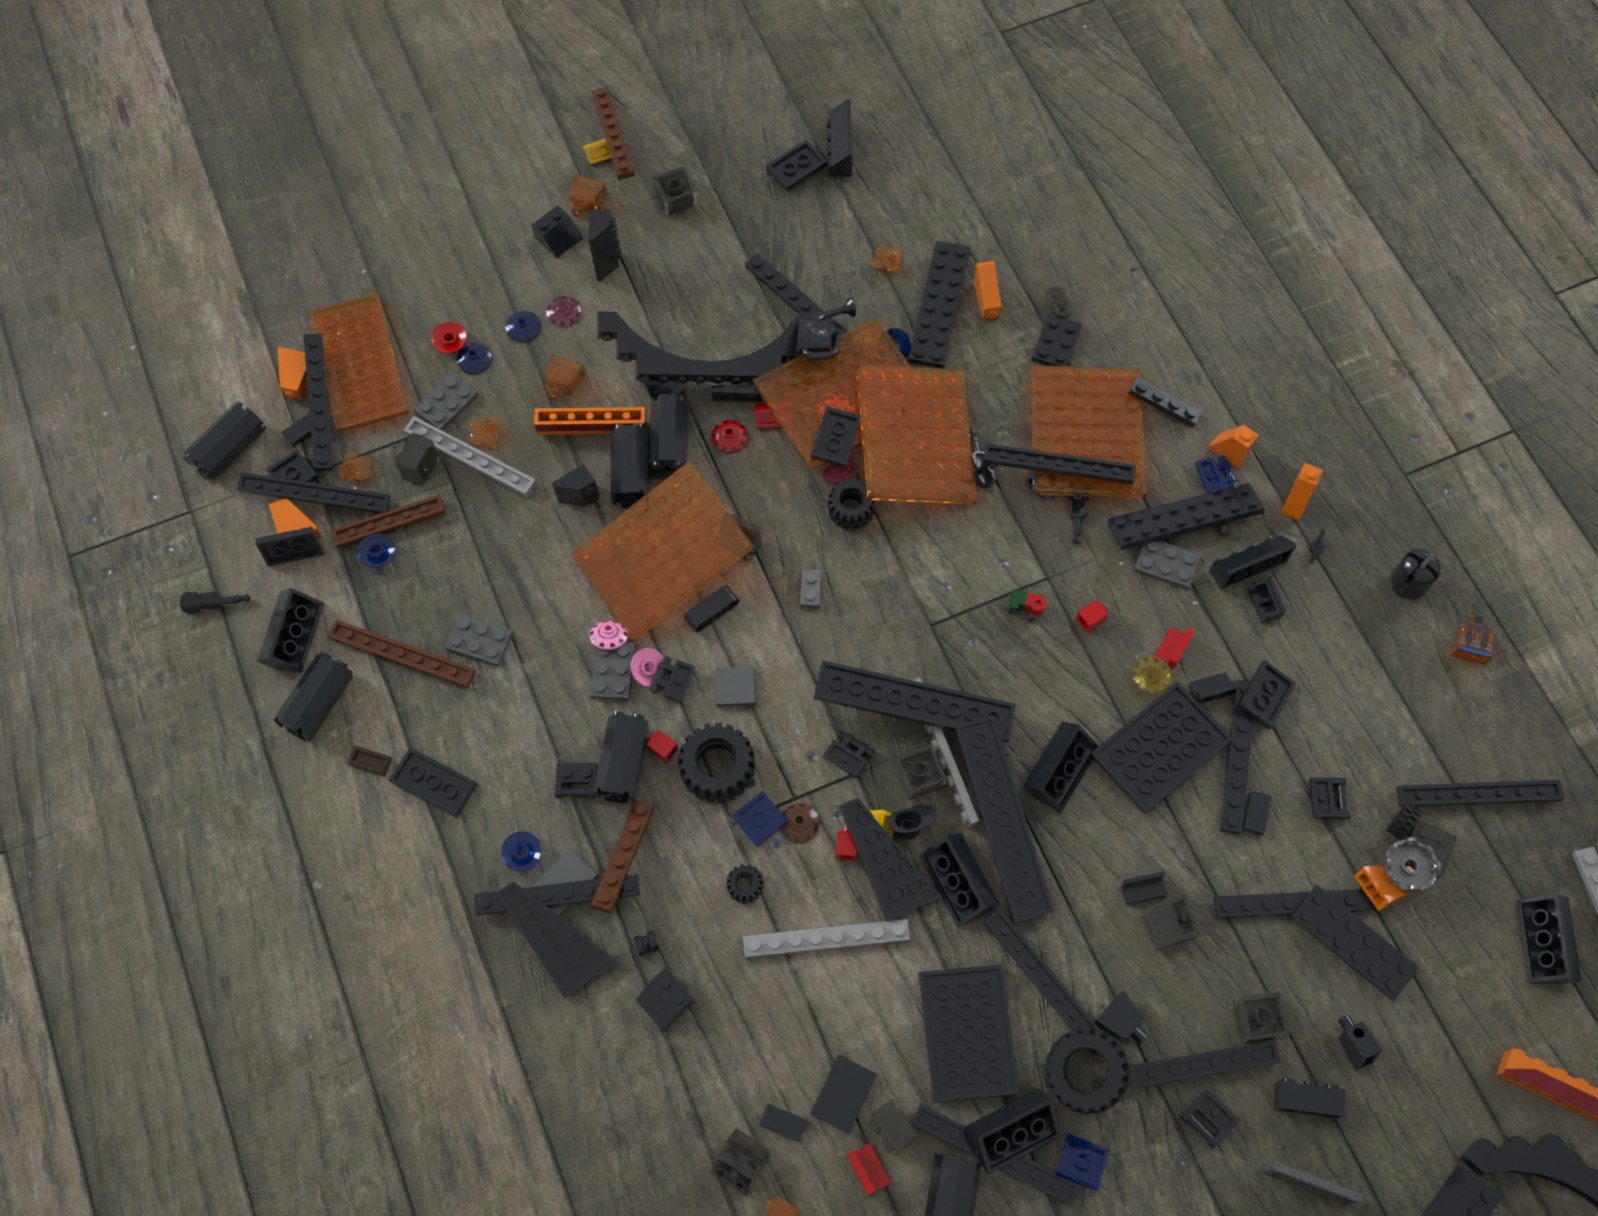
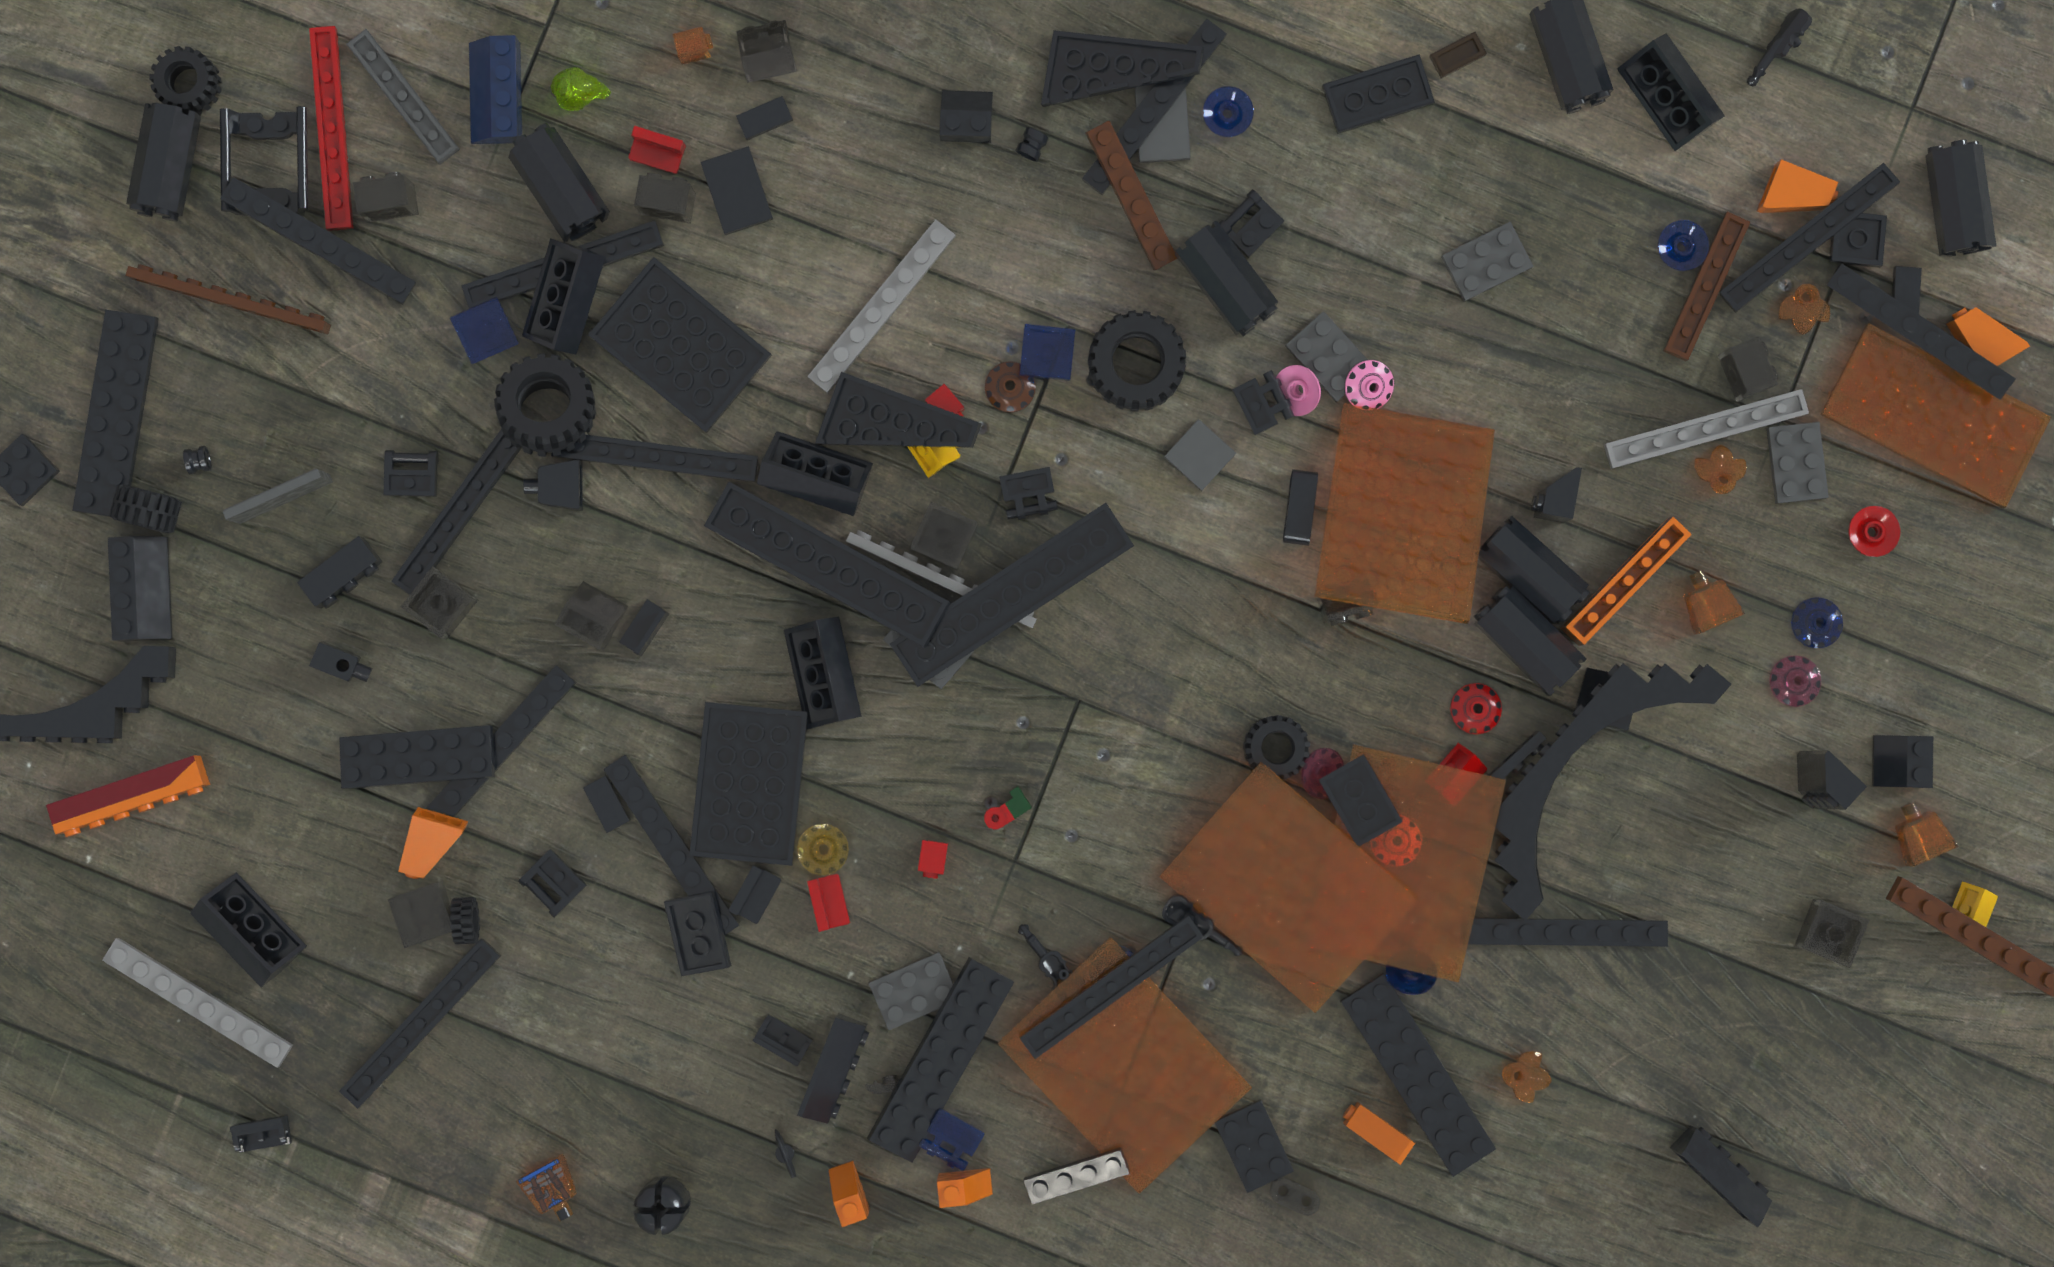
camera: 130 degrees right, 20 degrees up
(289, 546) = (1767, 163): black plate -> none
(401, 653) = (1543, 175): reddish brown plate -> none
(477, 363) = (1814, 541): clear blue dish -> none
(662, 746) = (1205, 330): red brick -> none
(742, 871) = (1000, 266): black tyre -> none
(796, 165) = (1740, 1099): black plate -> none
(810, 588) = (1229, 623): flat silver plate -> none
(820, 336) = (1491, 894): black piece -> none
(910, 821) = (907, 483): black piece -> none
(1420, 855) = (402, 866): flat silver plate -> none

